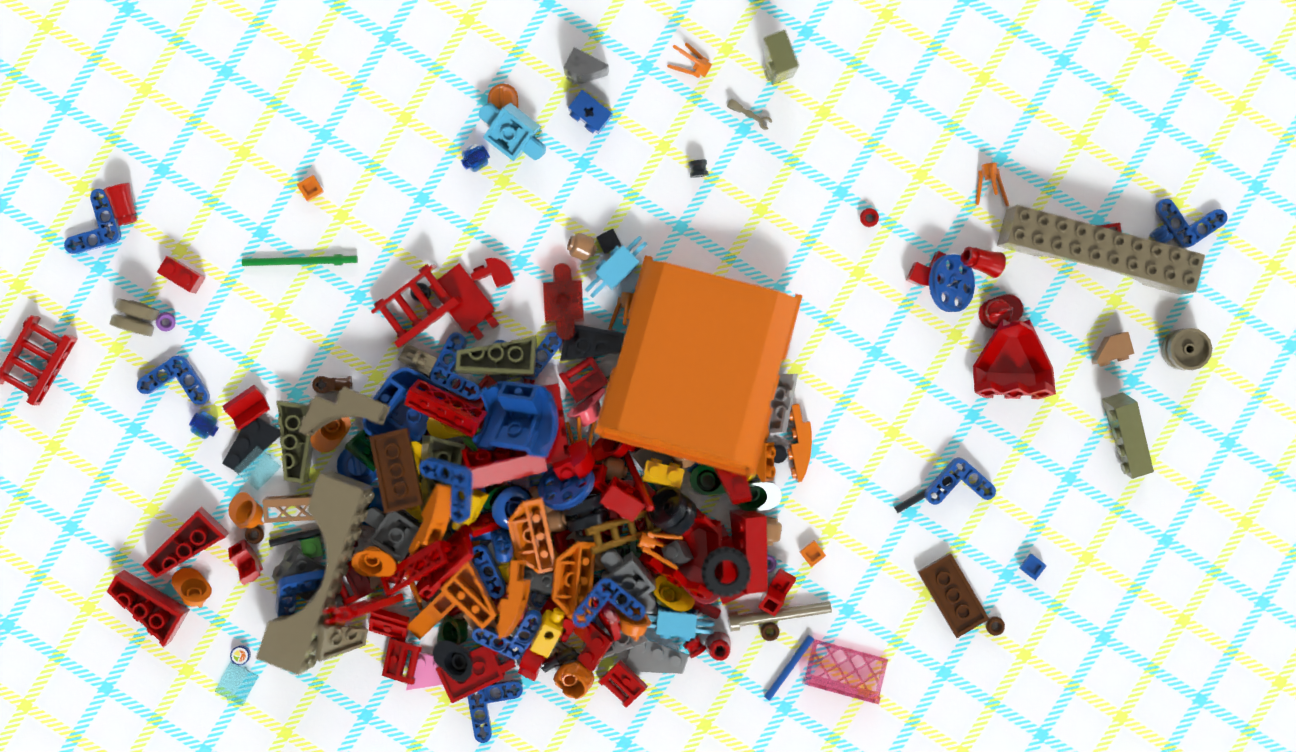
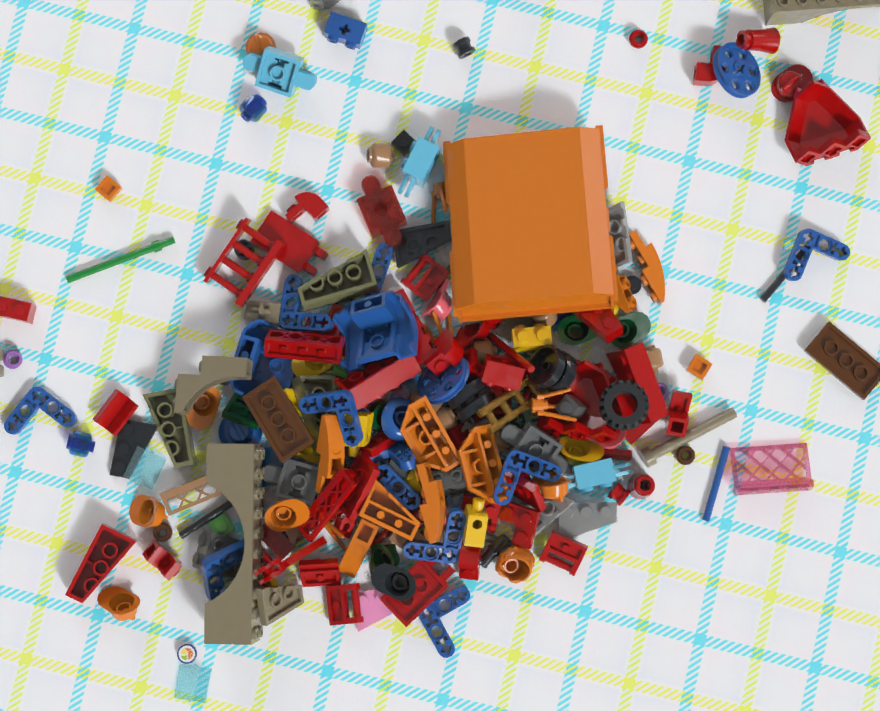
camera: 25 degrees left, 5 degrees down
(149, 606) = (85, 635): red wedge -> none
(333, 384) = (191, 363): reddish brown connector -> none

